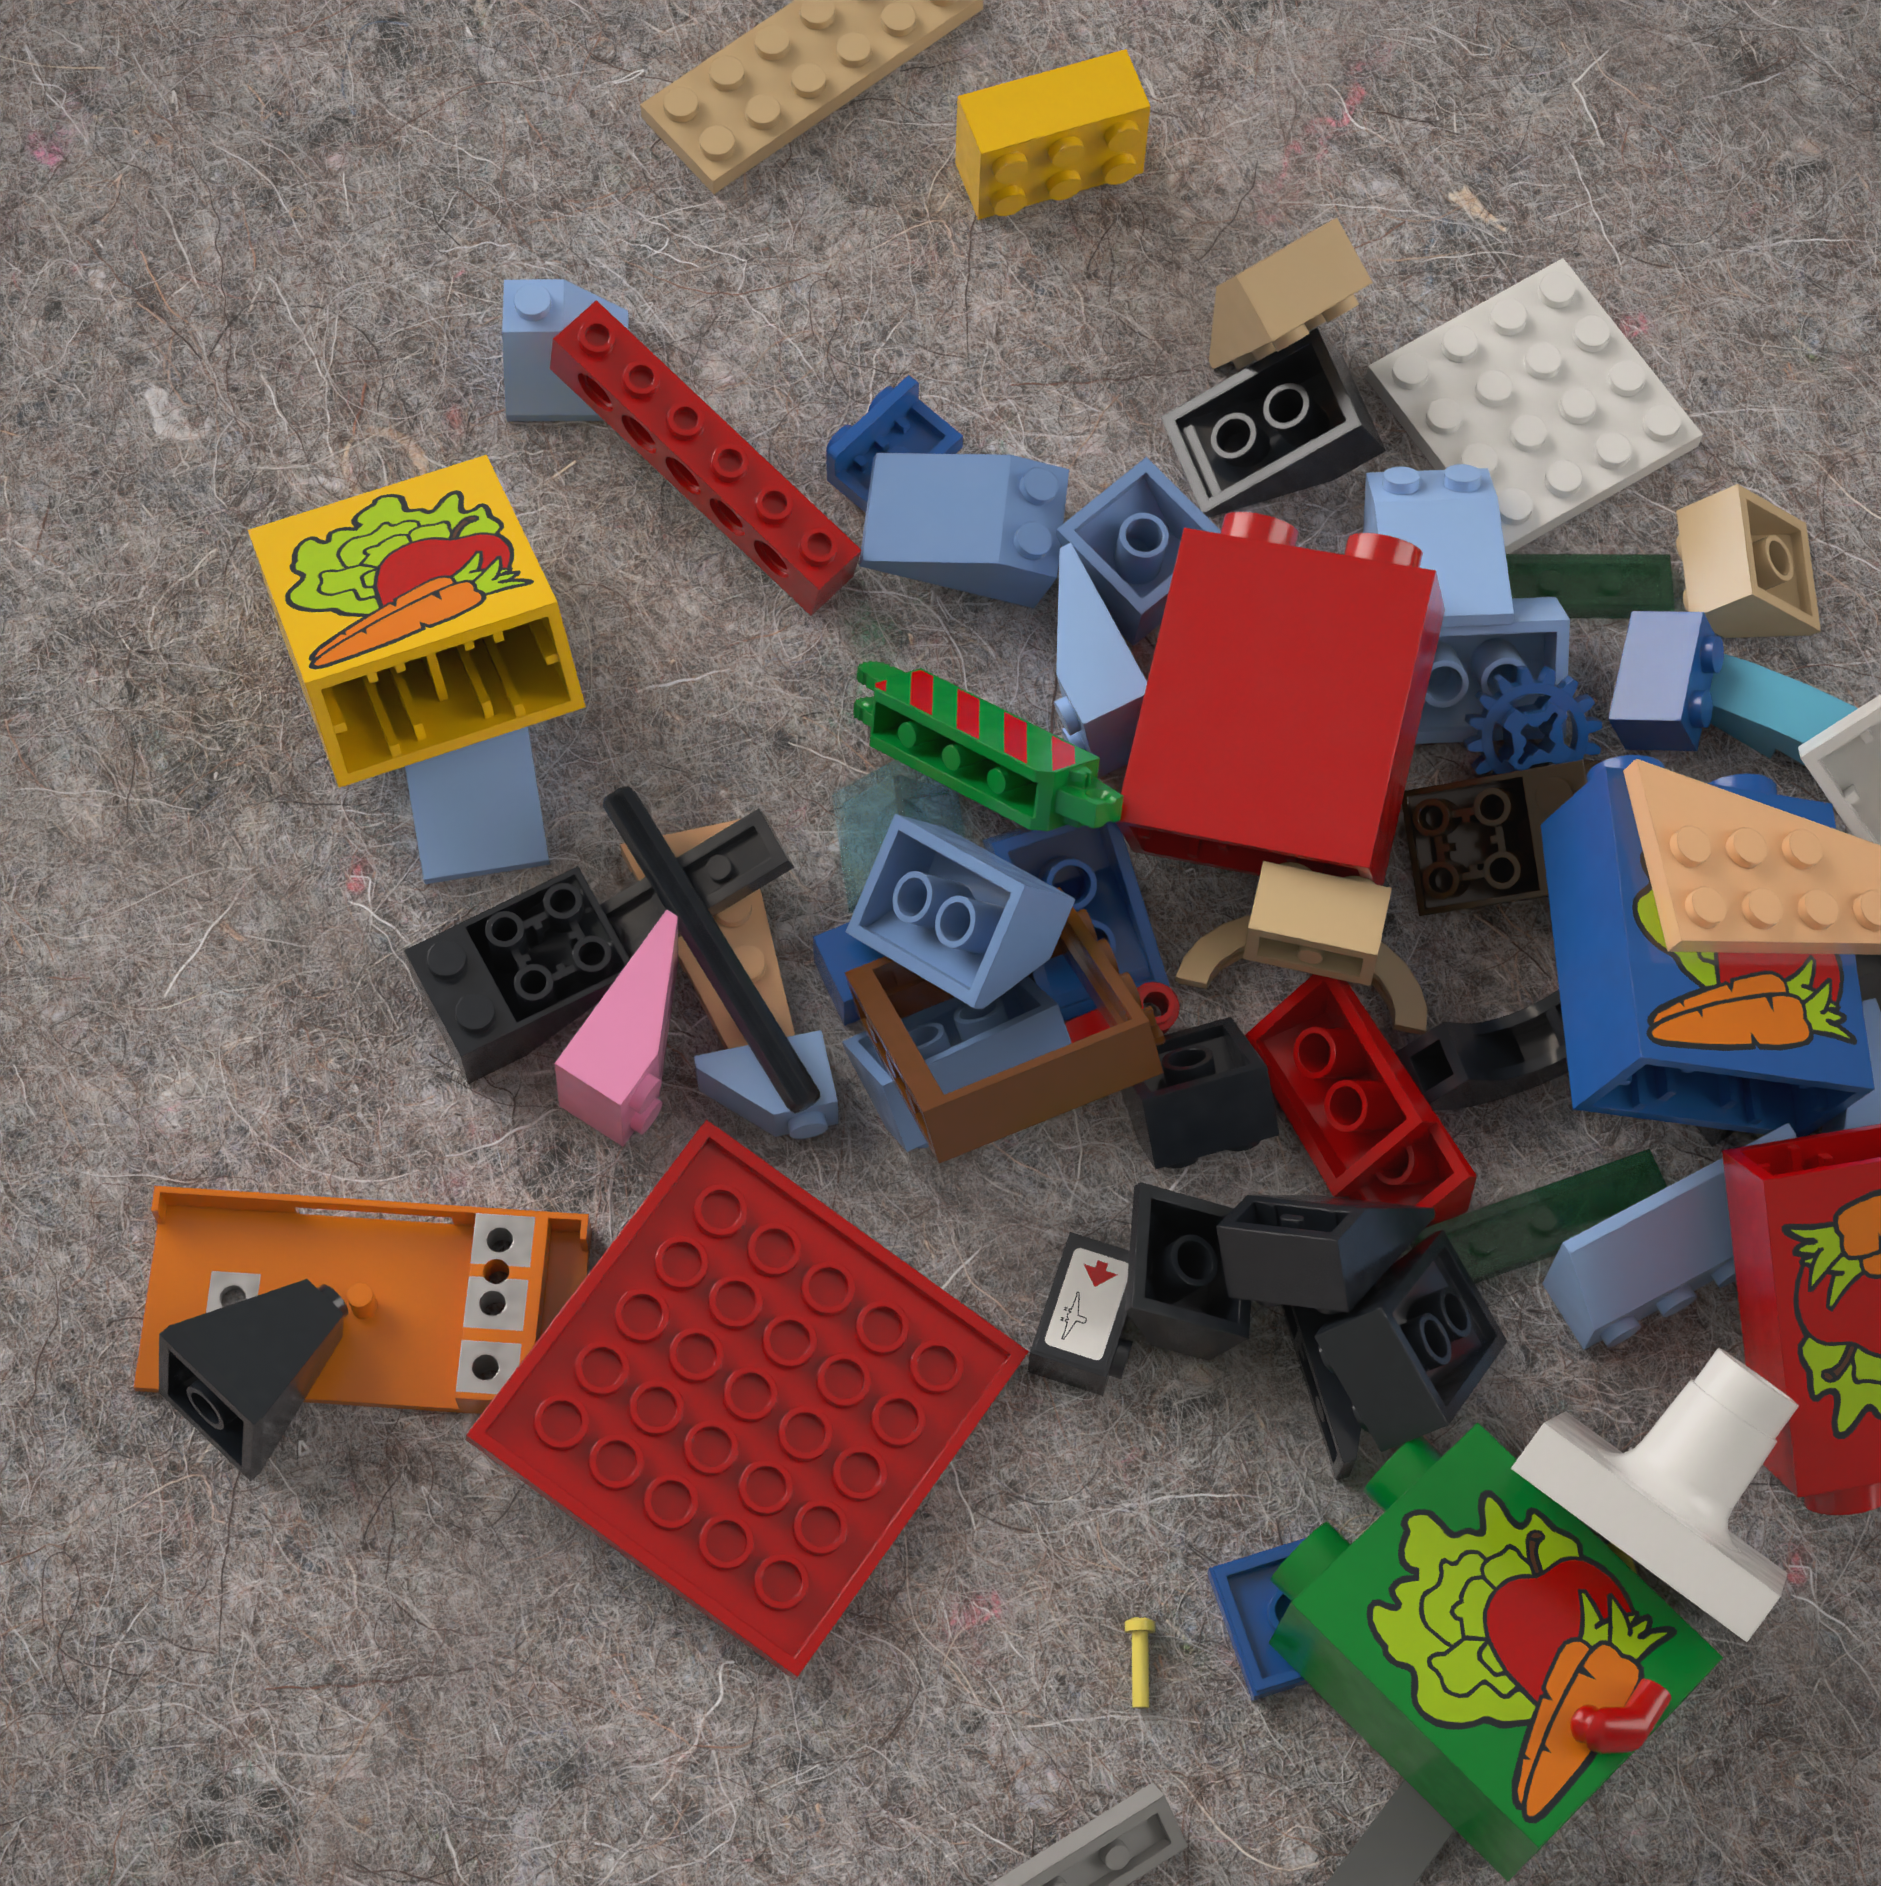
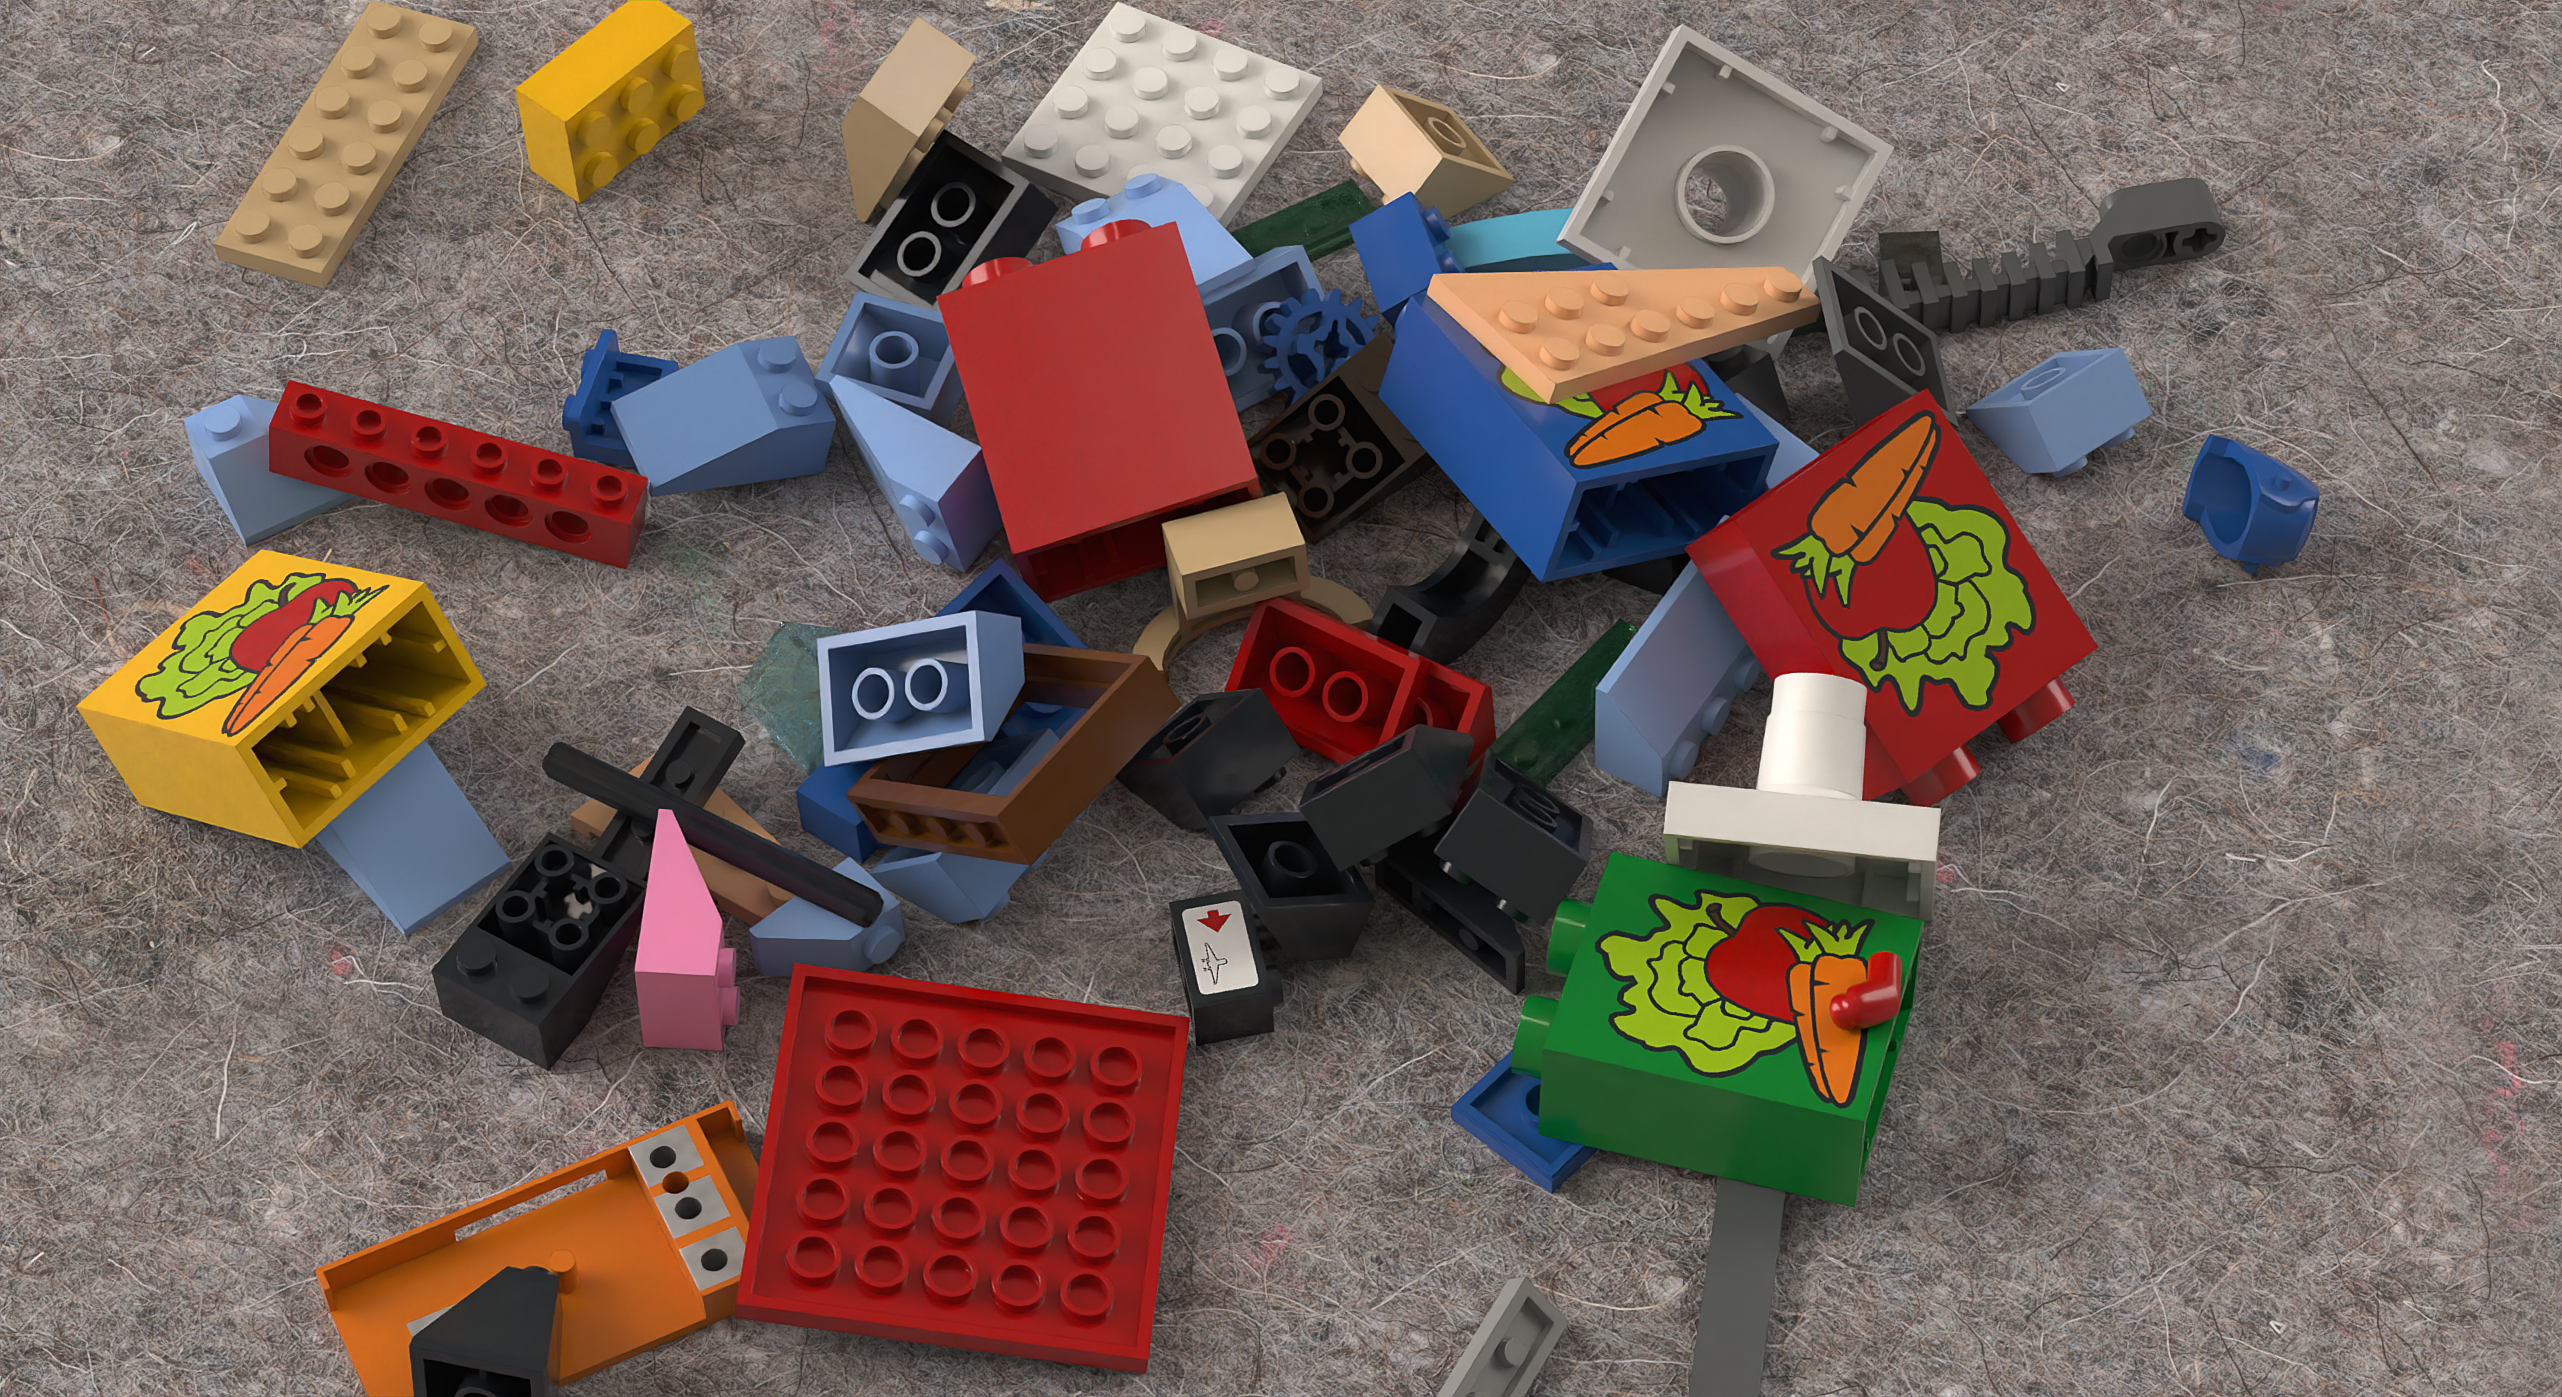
camera: 25 degrees left, 15 degrees down
(983, 750) = (858, 569): green hinge -> none
(1140, 1659) = (1421, 1184): light yellow piece -> none

